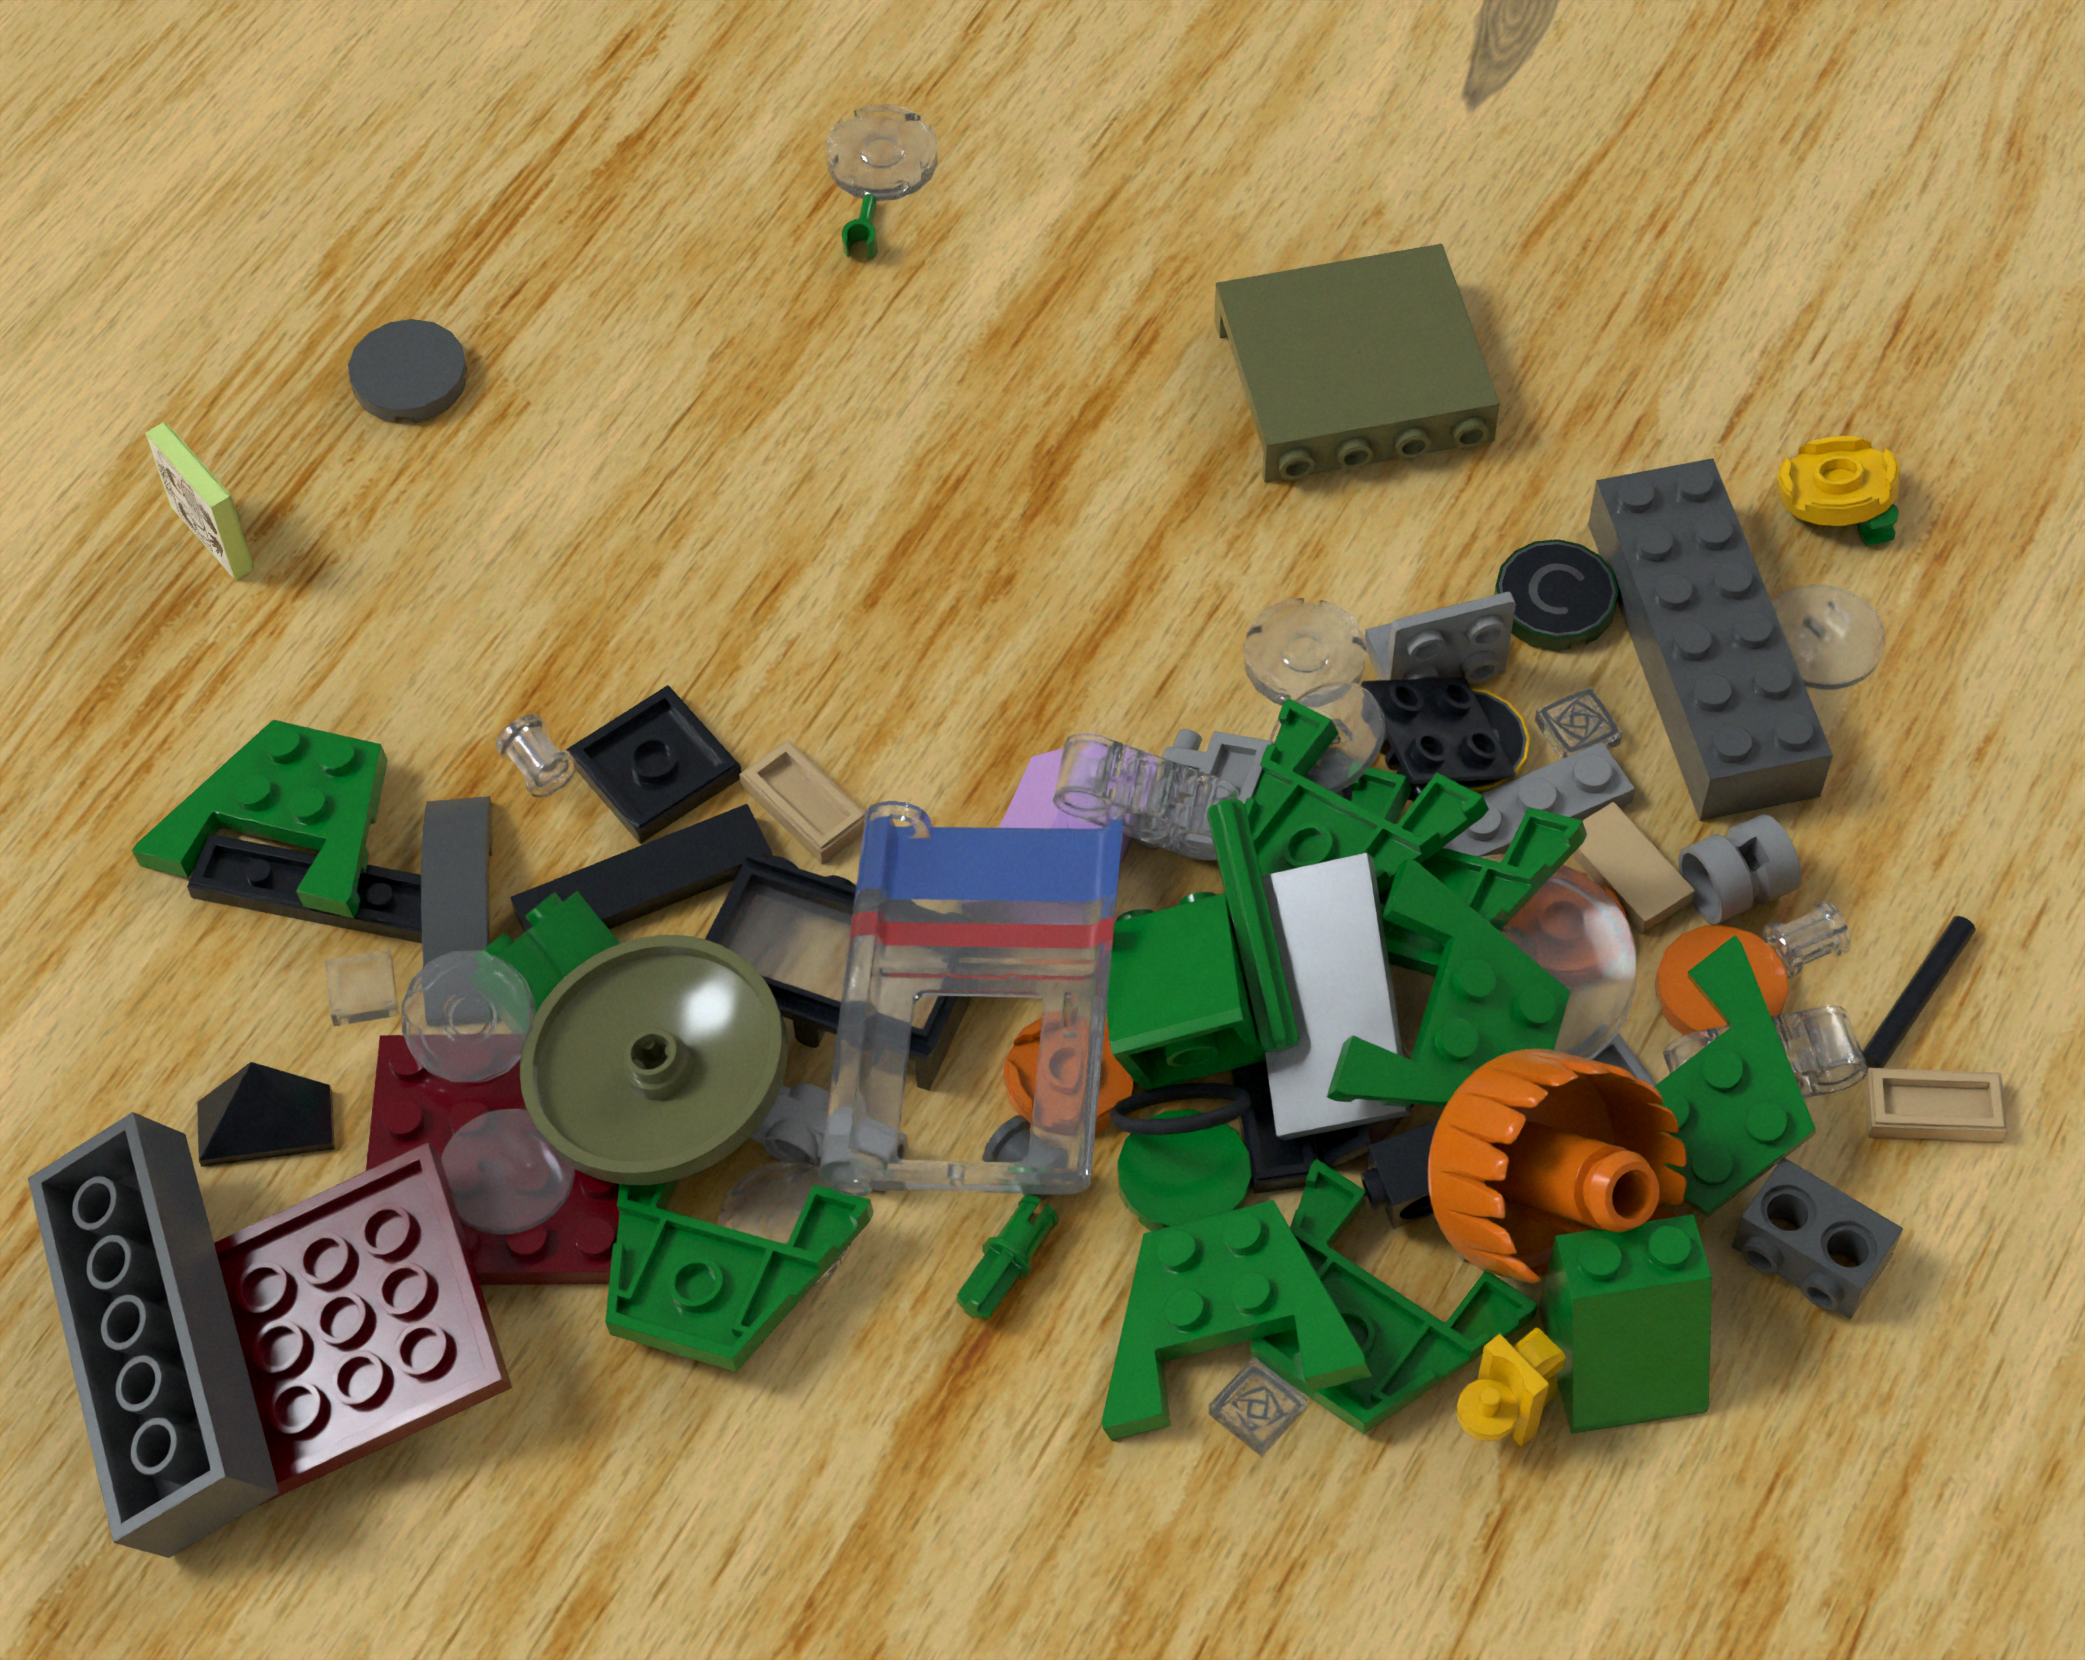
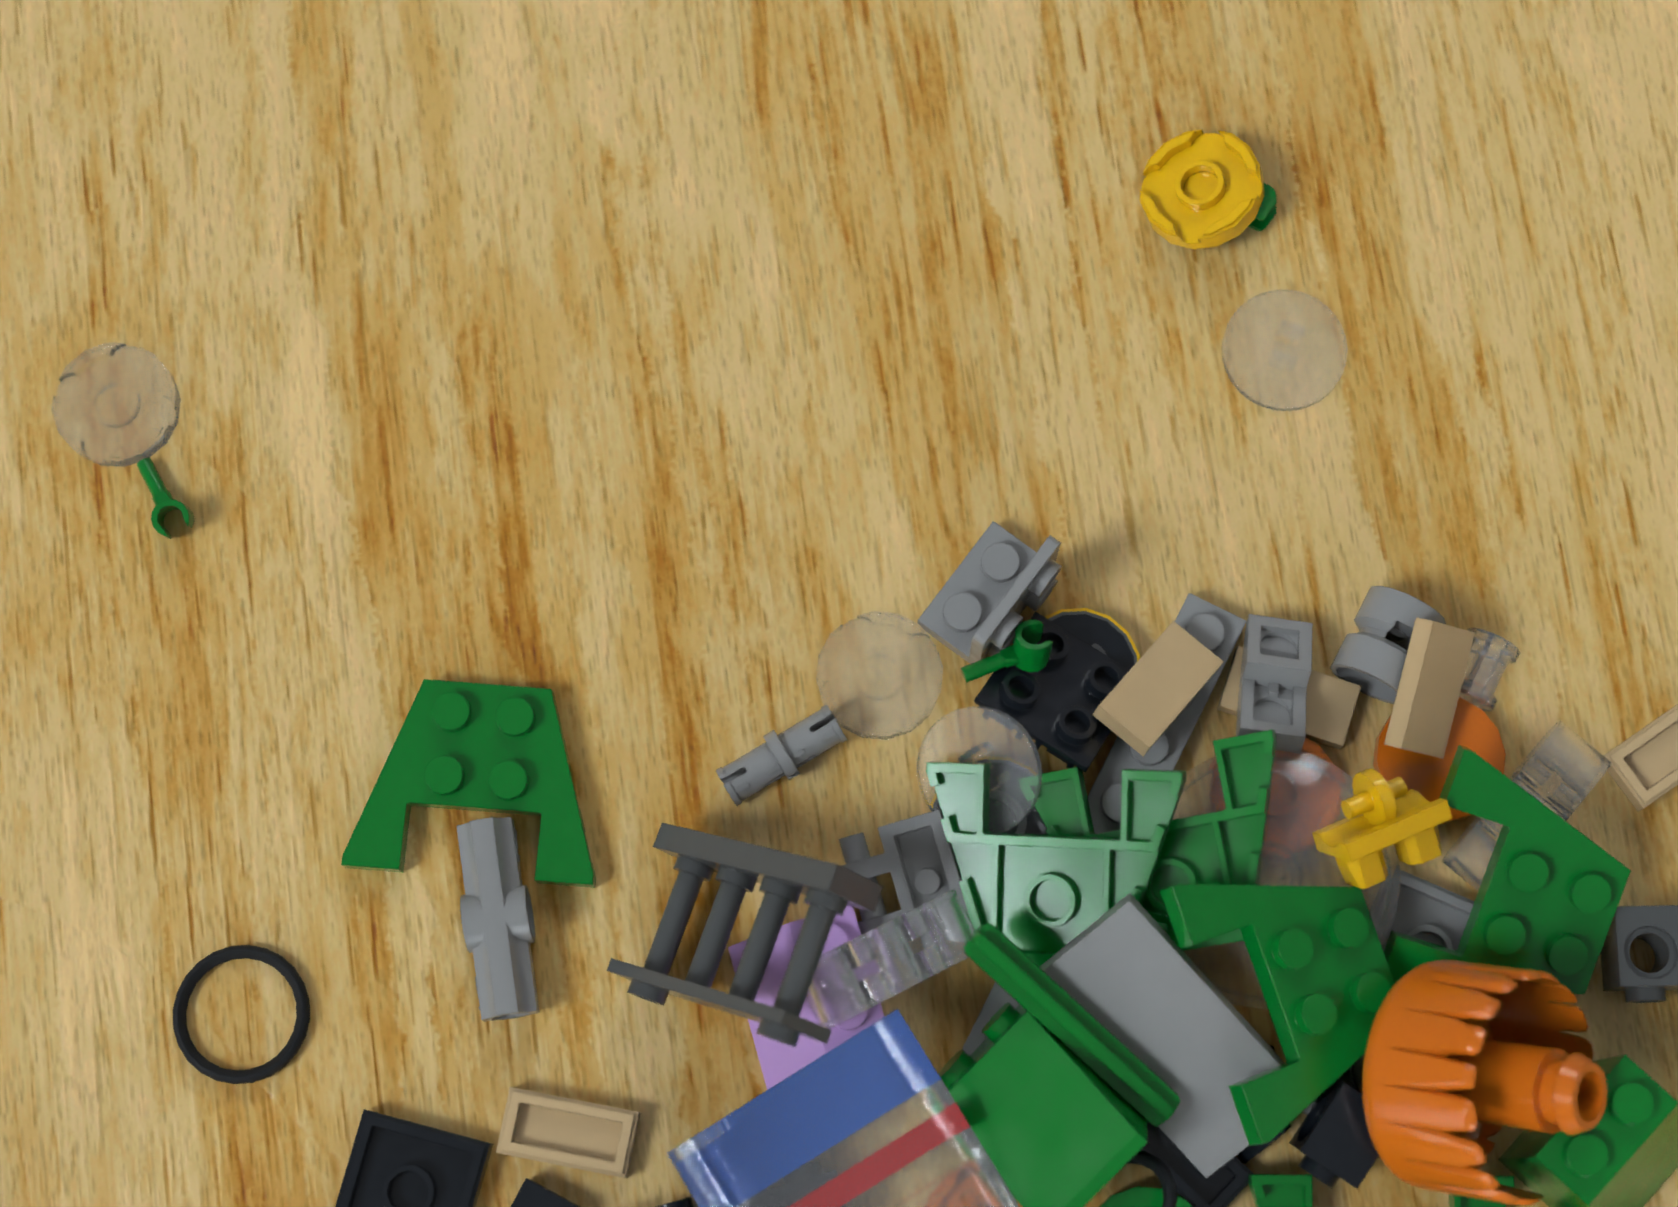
camera: 35 degrees left, 20 degrees up
(633, 622) = (286, 1054): none -> black tyre
(873, 624) = (497, 919): none -> light grey piece
(949, 516) = (478, 753): none -> green wing
(1066, 696) = (738, 869): none -> dark grey fence
(1181, 652) = (781, 755): none -> light grey pin
(1357, 362) = (715, 347): olive panel -> none
(1430, 677) = (1023, 653): none -> green hand
(1519, 767) = (1158, 688): none -> tan tile
(1559, 593) = (1045, 466): black tile -> none
(1577, 723) = (1155, 587): clear tile -> none
(1625, 833) = (1275, 680): none -> light grey slope
(1650, 972) = (1377, 818): none -> yellow hips
(1709, 640) = (1205, 429): dark grey brick -> none
(1749, 900) = (1429, 688): none -> tan tile
(1918, 992) = (1591, 652): black bar -> none

